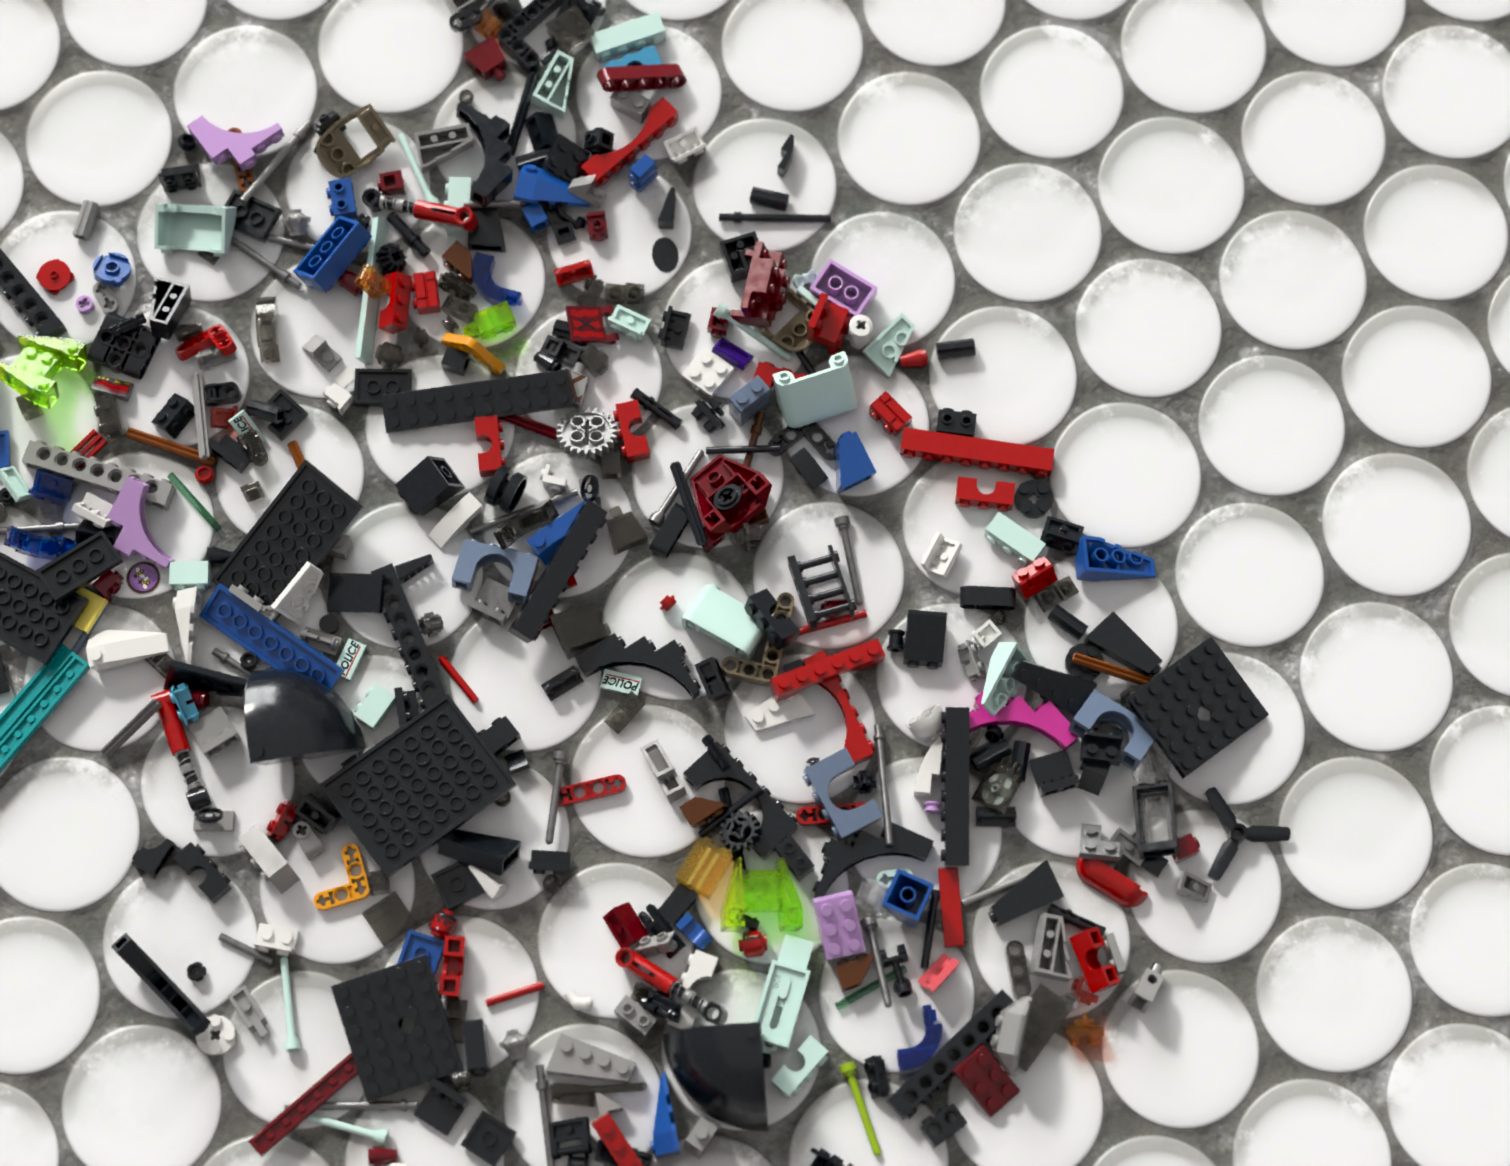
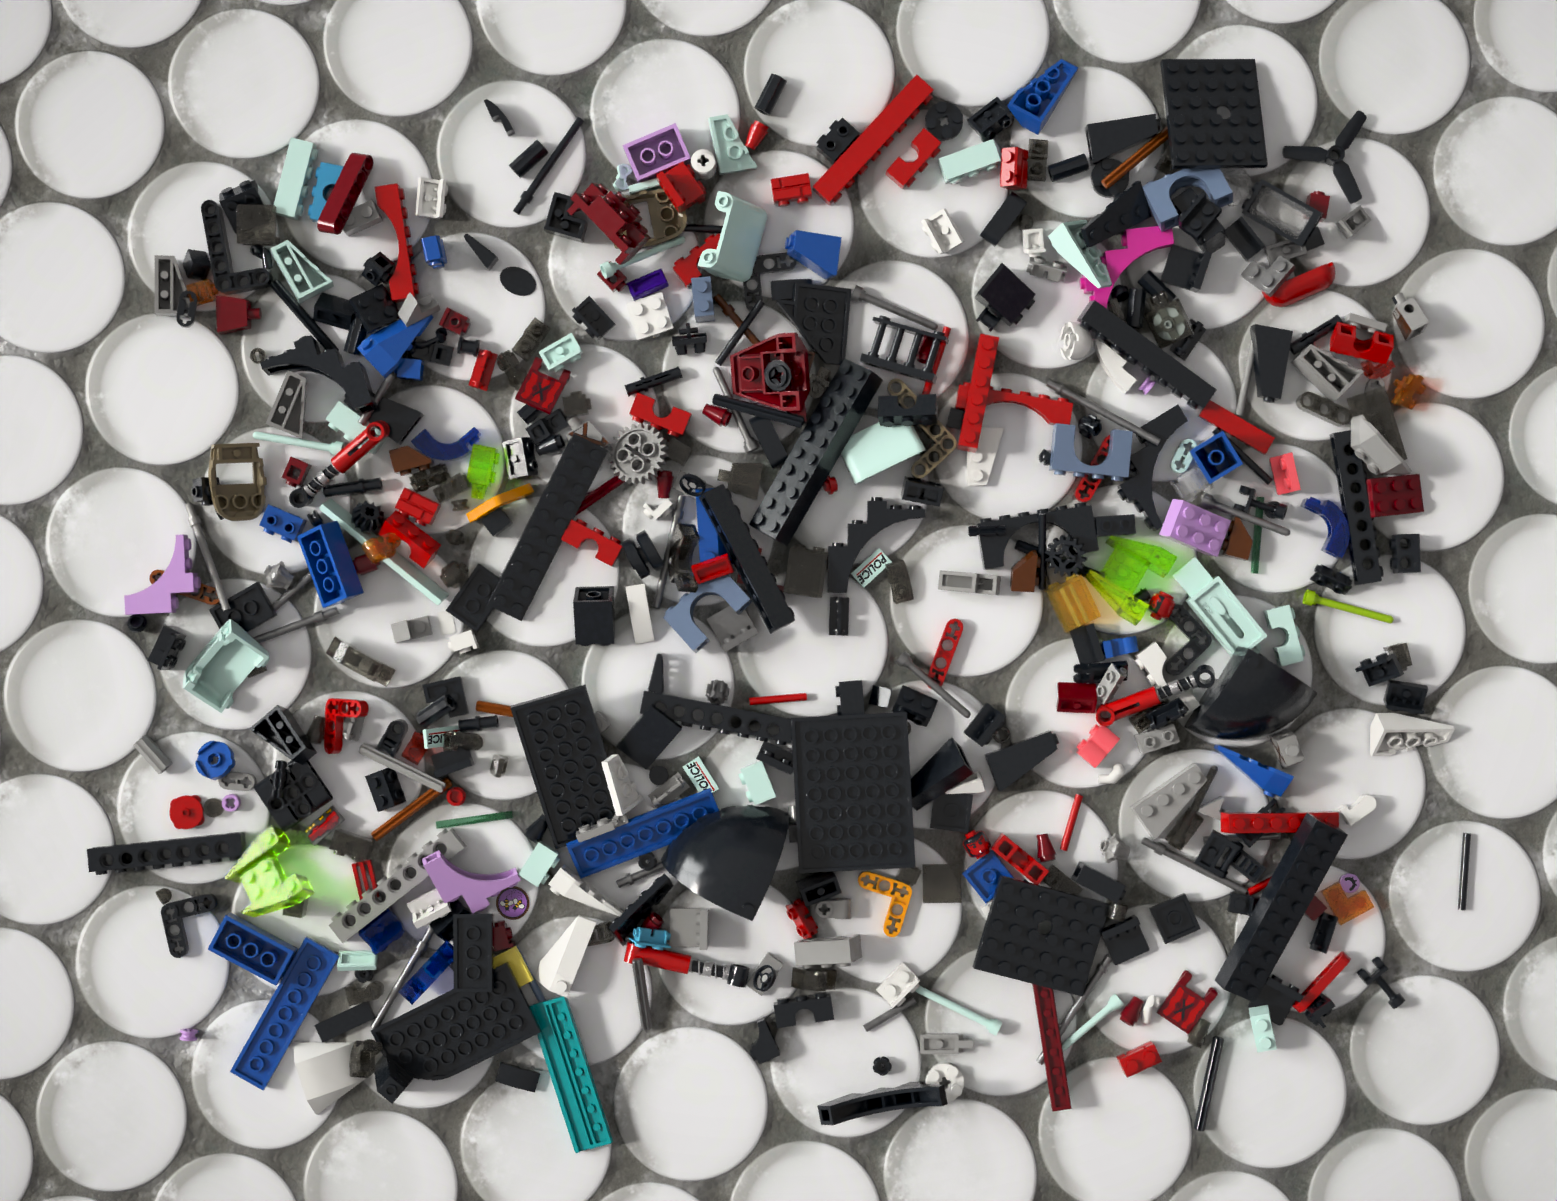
camera: 55 degrees left, 15 degrees up
(71, 293) = (213, 807): none -> clear smoke tile
(236, 863) = (813, 979): none -> clear smoke brick
(277, 453) = (478, 723): none -> black pin
(476, 985) = (1045, 849): none -> dark red cone
(521, 346) = (520, 457): none -> bracket
(527, 794) = (916, 704): none -> black bracket
(531, 550) = (712, 568): none -> red tile
(539, 910) = (1018, 758): none -> black slope
(577, 470) = (664, 483): none -> dark red cone
(584, 249) = (468, 346): none -> black bush
(596, 970) = (1097, 745): none -> coral brick
(664, 478) = (717, 414): none -> dark red cone
(686, 571) = (816, 451): none -> black brick
(738, 993) = (1192, 643): none -> black beam
(800, 505) = (821, 318): none -> black wing
(1112, 806) = (1244, 239): none -> black panel

